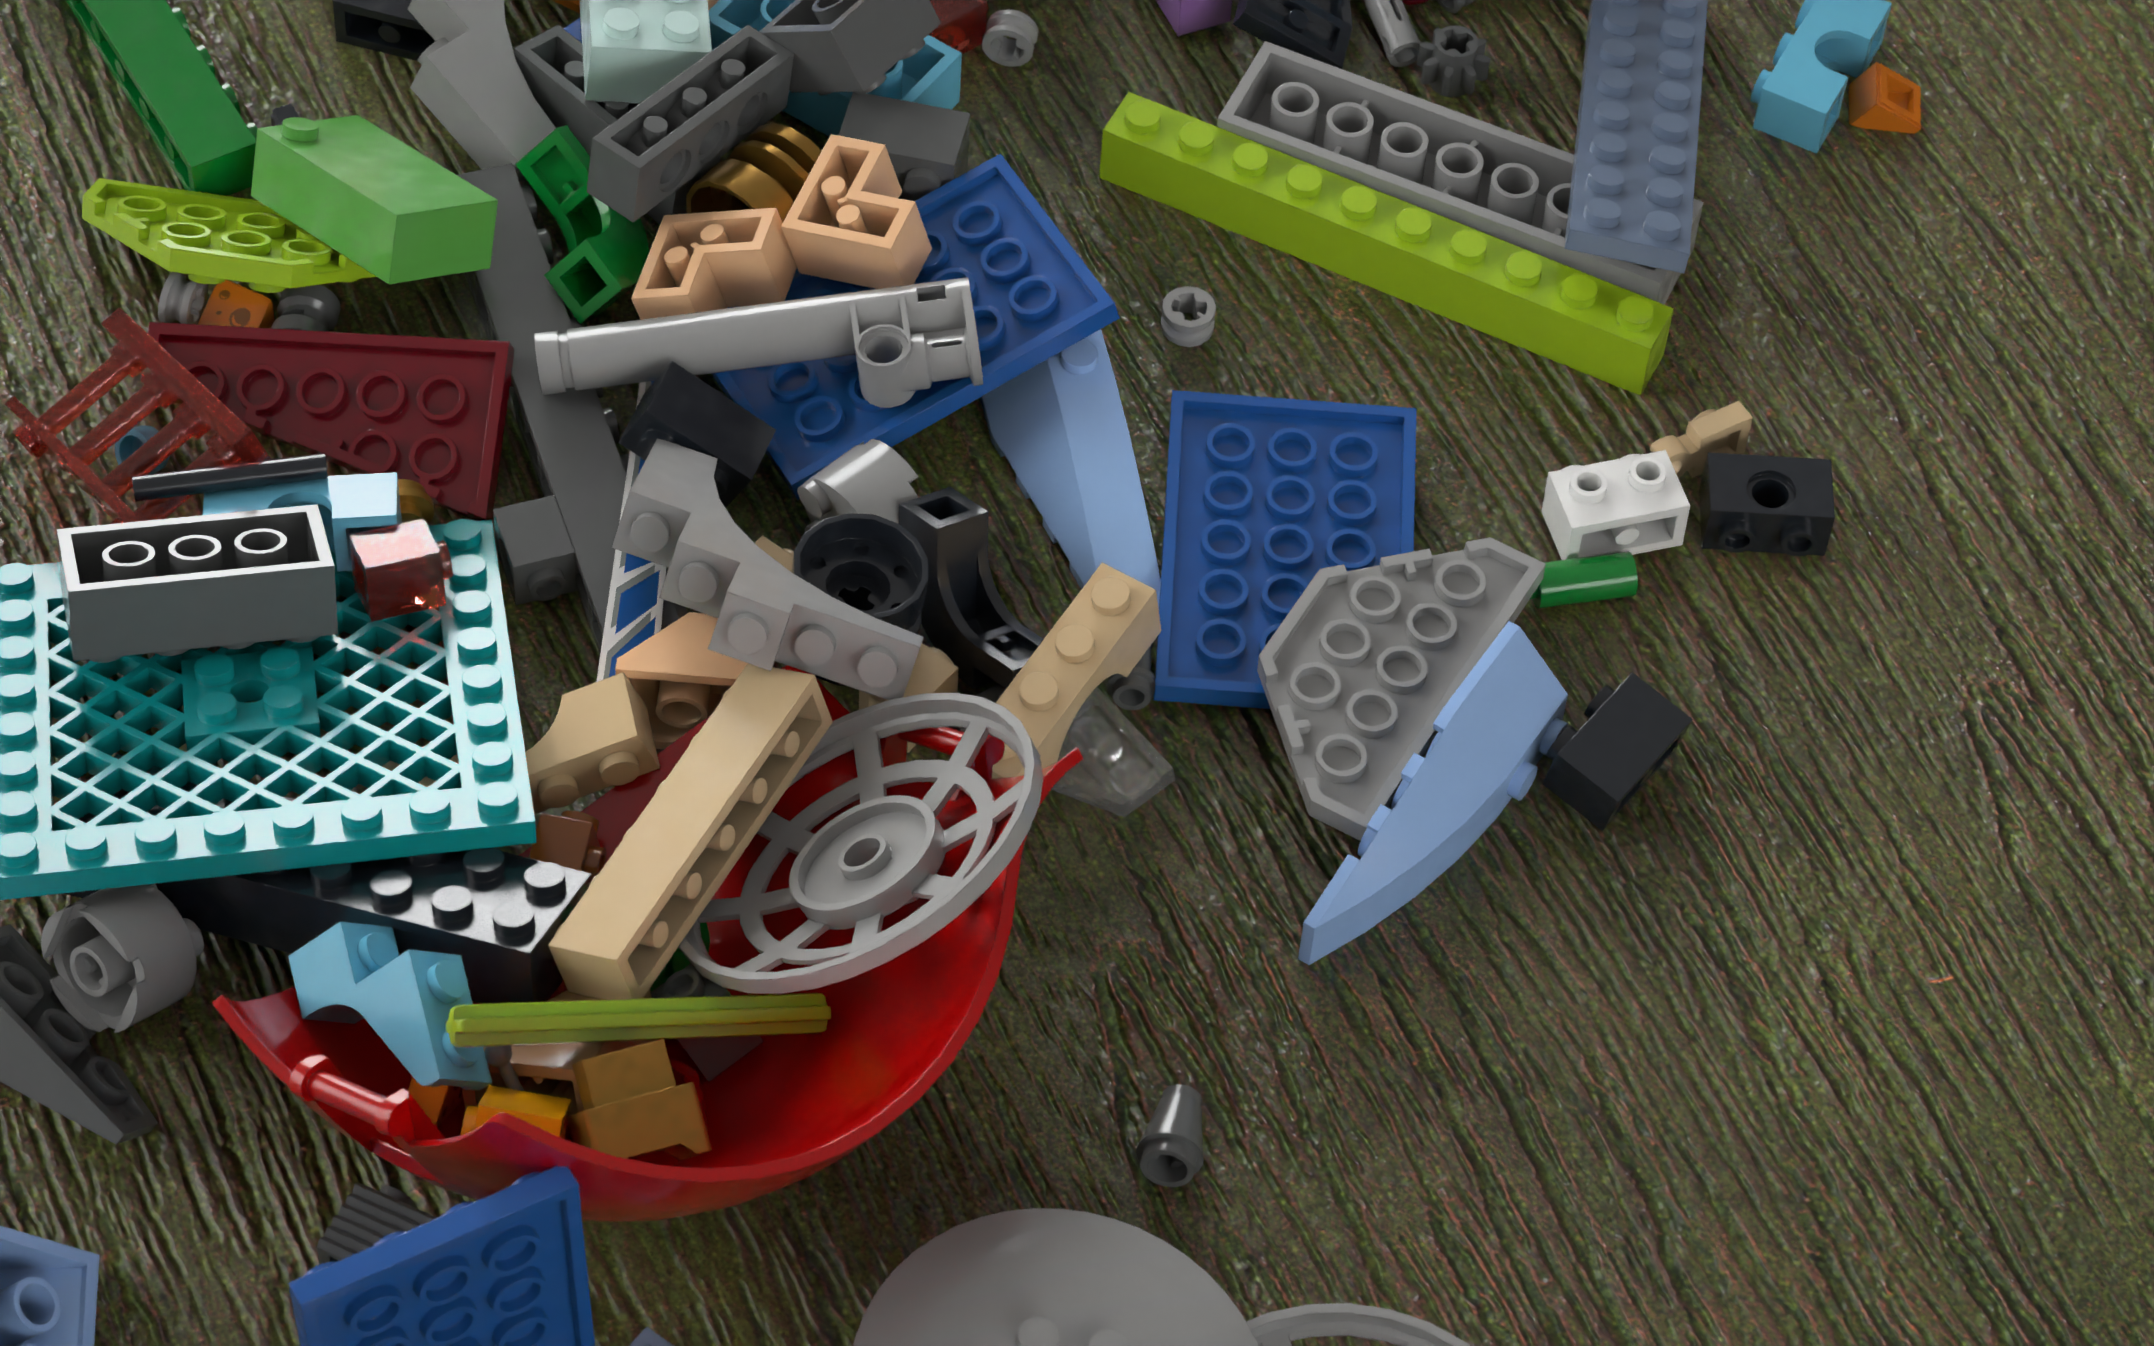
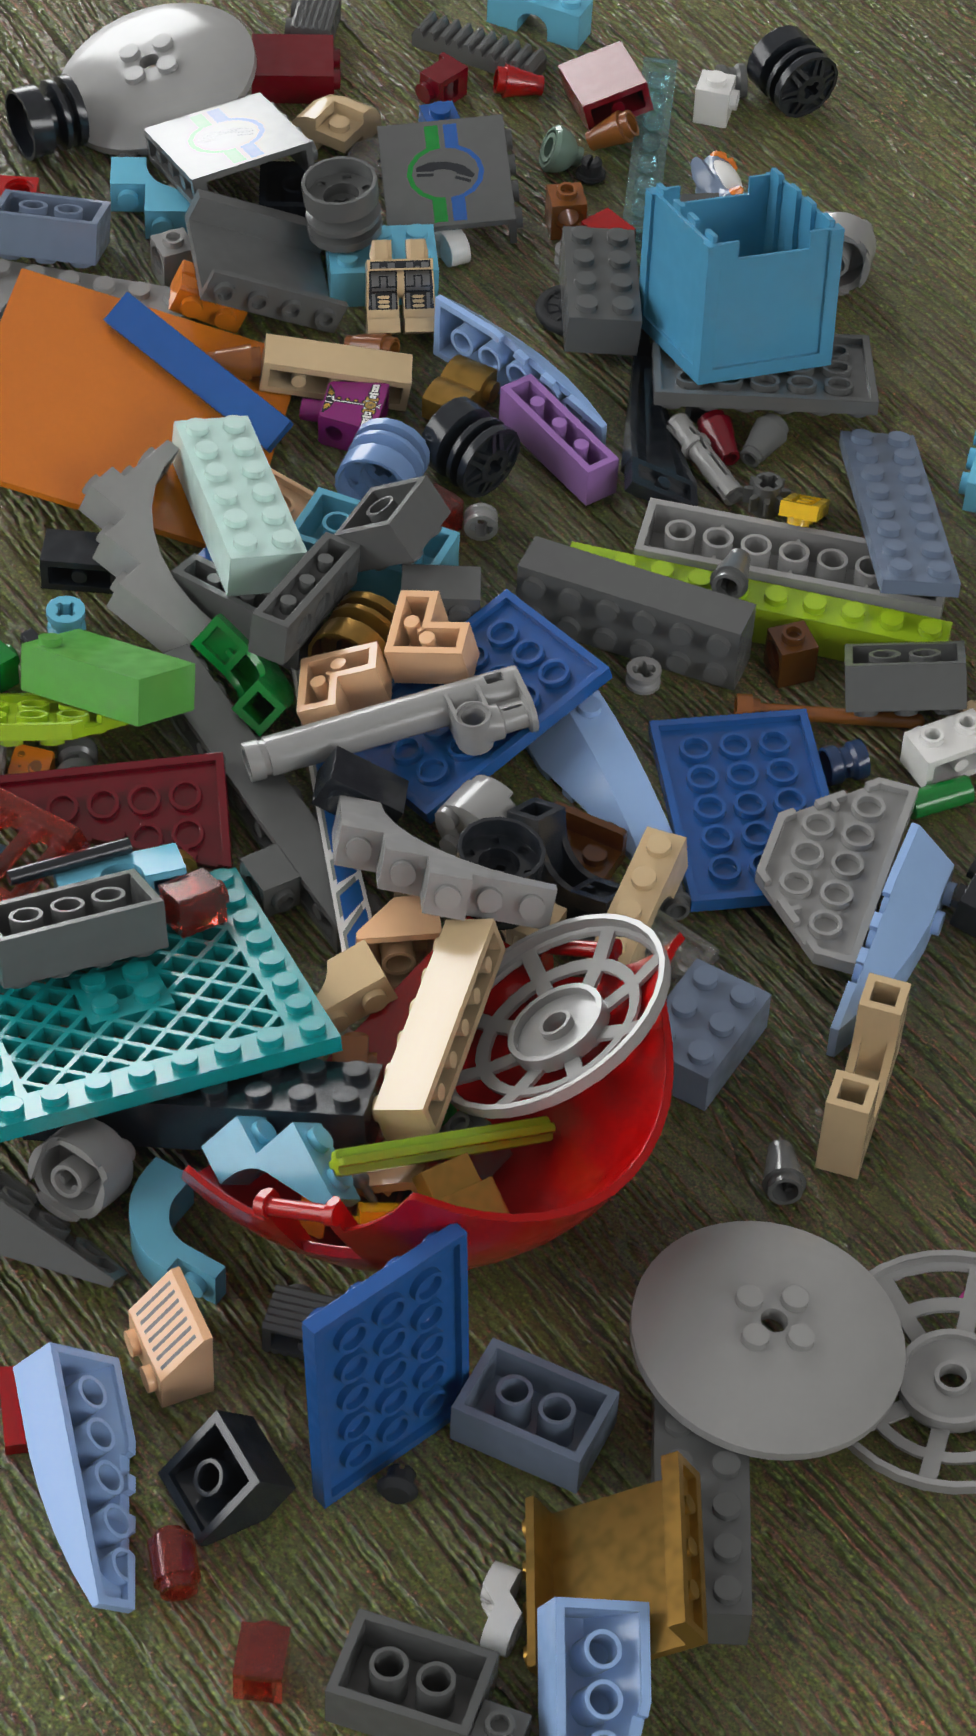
camera: 10 degrees left, 5 degrees down
(176, 1246) = (171, 1341): none -> light nougat slope
(203, 1073) = (154, 1210): none -> medium azure arch
(351, 90) = (65, 614): none -> medium azure wheel
(1030, 568) = (595, 842): none -> reddish brown bracket
(1112, 896) = (712, 1029): none -> sand blue brick
(1195, 218) = (638, 612): none -> dark grey brick
(1300, 1057) = (860, 1089): none -> tan arch
(1329, 388) = (747, 704): none -> dark orange piece
(1346, 186) = (732, 574): none -> dark grey cone
(1417, 318) = (790, 654): none -> reddish brown brick
(1451, 502) = (845, 762): none -> dark blue wheel
(1496, 93) = (803, 509): none -> yellow plate
(1574, 385) = (905, 678): none -> dark grey brick

